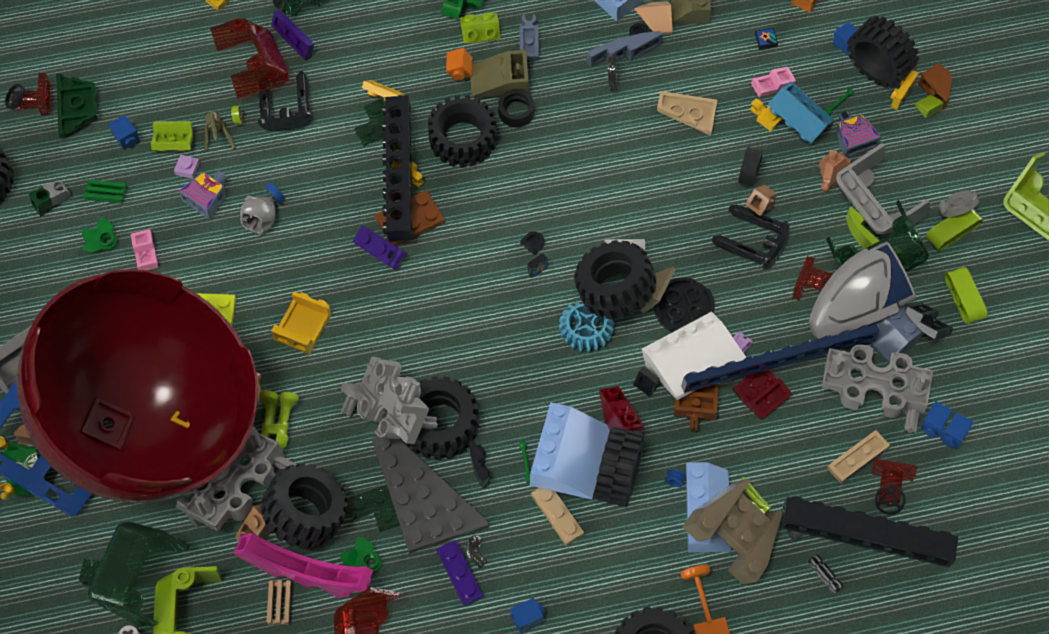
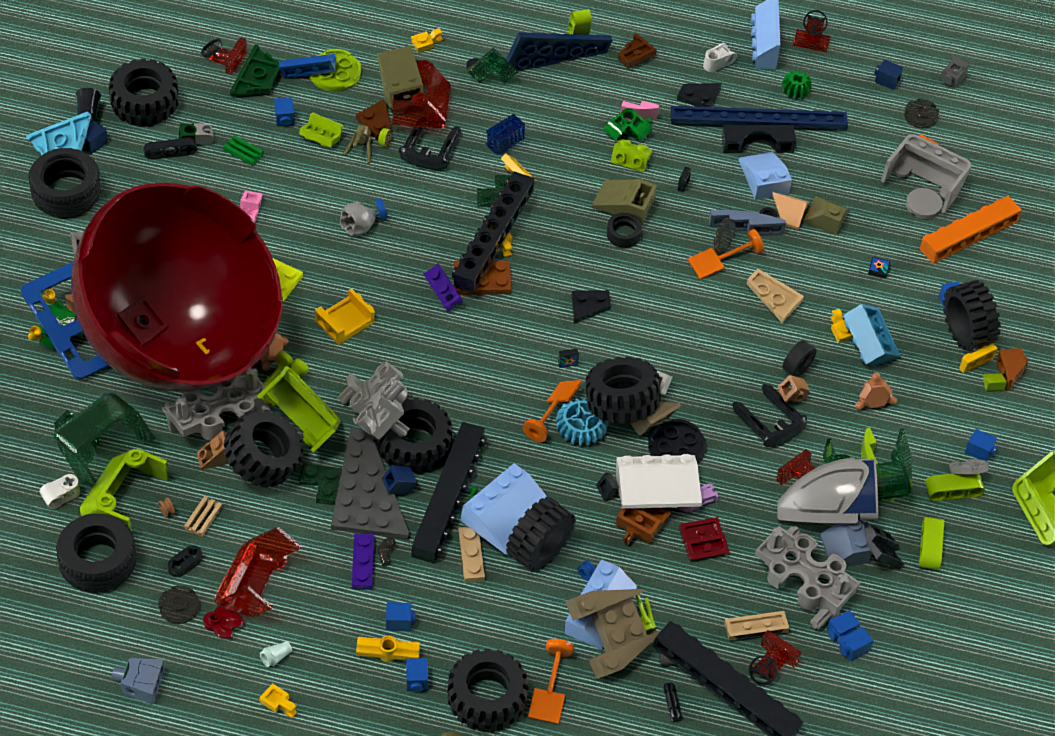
camera: 20 degrees right, 10 degrees down
(38, 218) = (152, 149): none -> black beam
(98, 236) = (219, 183): green plate -> none
(121, 73) = (308, 66): none -> blue panel
(148, 65) = (346, 72): none -> lime tile
(186, 166) = (320, 160): lavender plate -> none
(205, 193) = (323, 185): sand blue torso -> none
(216, 99) = (375, 118): none -> reddish brown wing
(221, 47) = (399, 75): none -> olive slope
(238, 612) = (166, 507): none -> medium nougat bush
(292, 34) = (467, 94): dark purple plate -> none
(308, 572) = (239, 502): dark pink arch -> none
(318, 441) = (301, 406): none -> lime windscreen
(352, 60) = (505, 134): none -> clear blue hinge
(362, 555) = (286, 514): green plate -> none
(449, 472) = (399, 480): none -> dark blue brick
(459, 64) = (595, 175): orange brick -> none
(462, 112) = (570, 211): black tyre -> none
(478, 463) = (427, 485): black slope -> none
(502, 462) = (448, 493): none -> black brick
(524, 198) = (589, 303): none -> black wing
(529, 38) = (668, 181): sand blue plate -> none
(533, 242) = (576, 339): black tile -> none
(543, 30) = (684, 179): none -> black tile
(551, 304) = (563, 392): none -> orange piece
(611, 106) = (708, 262): none -> orange piece
(618, 410) = (569, 493): dark red slope -> none
(771, 359) = (729, 513): dark blue plate -> none
(773, 82) = (852, 301): bright pink slope -> none
(850, 92) = (928, 341): green hinge -> none
(856, 135) = (911, 376): sand blue torso -> none
(856, 180) = (890, 408): light grey windscreen -> none
(955, 176) = (981, 445): none -> blue brick

